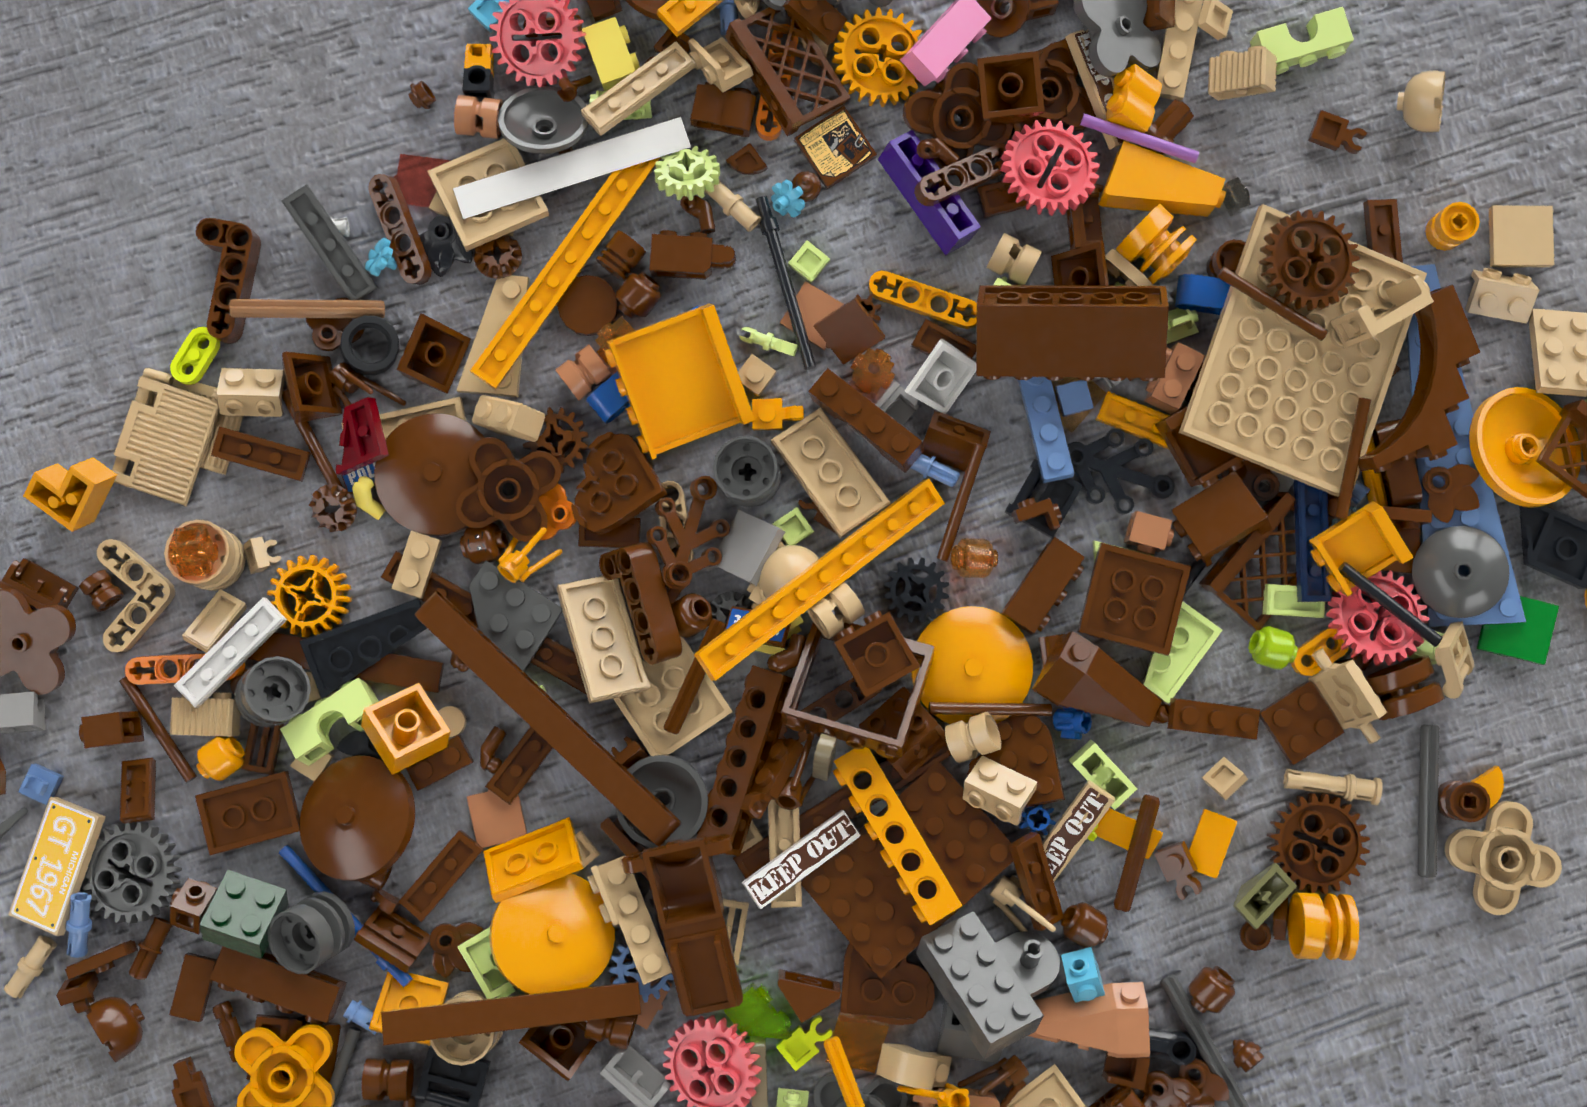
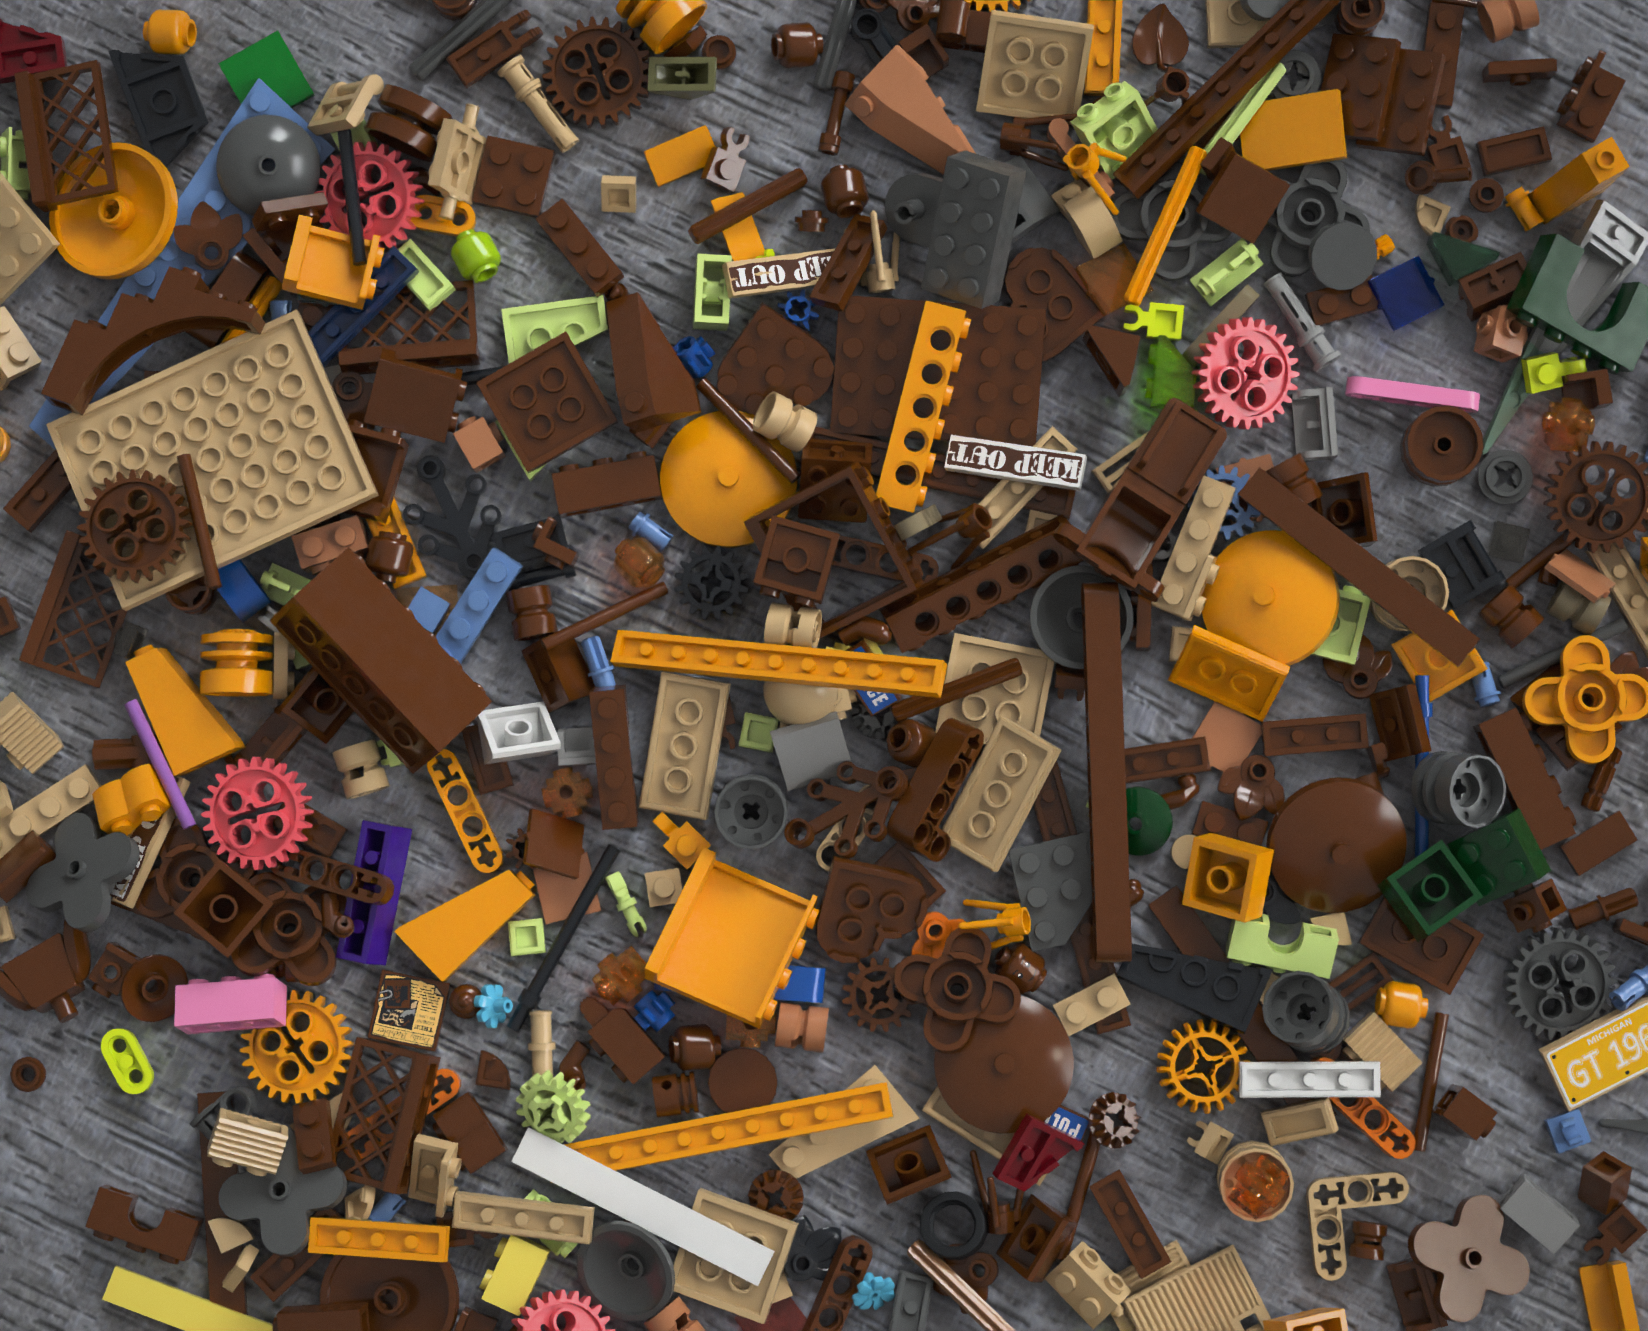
camera: 130 degrees left, 0 degrees up
(138, 790) = (1492, 1045): reddish brown plate -> none
(266, 848) = (1430, 891): none -> dark green brick
(363, 497) = (1082, 1101): light yellow arm -> none
(446, 798) = (1250, 791): none -> reddish brown plate
(493, 722) = (1155, 820): none -> dark green dish
(508, 418) = (900, 1047): tan brick -> none
(569, 88) = (579, 1279): reddish brown hand -> none
(684, 292) = (654, 1010): none -> blue gear
(726, 302) = (620, 976): none -> clear orange brick
(772, 777) = (974, 548): reddish brown hinge -> none
(855, 225) = (460, 927): none -> light orange slope
(990, 584) = (646, 528): none -> medium blue pin
(998, 790) = (807, 360): tan bracket -> none
(1009, 460) = (531, 612): none -> reddish brown wheel
(1083, 975) = (885, 155): medium azure brick -> none
(1086, 884) = (811, 221): none -> reddish brown plate
(1132, 404) = (389, 556): none -> reddish brown head
(1155, 993) = (842, 86): none -> reddish brown bar
(1302, 163) = (51, 607): none -> reddish brown fence
(1352, 458) = (262, 337): reddish brown bar -> none
(1361, 323) = (152, 431): tan panel -> none
(1398, 791) = (492, 49): none -> reddish brown hinge
(1423, 548) = (284, 212): none -> reddish brown plate

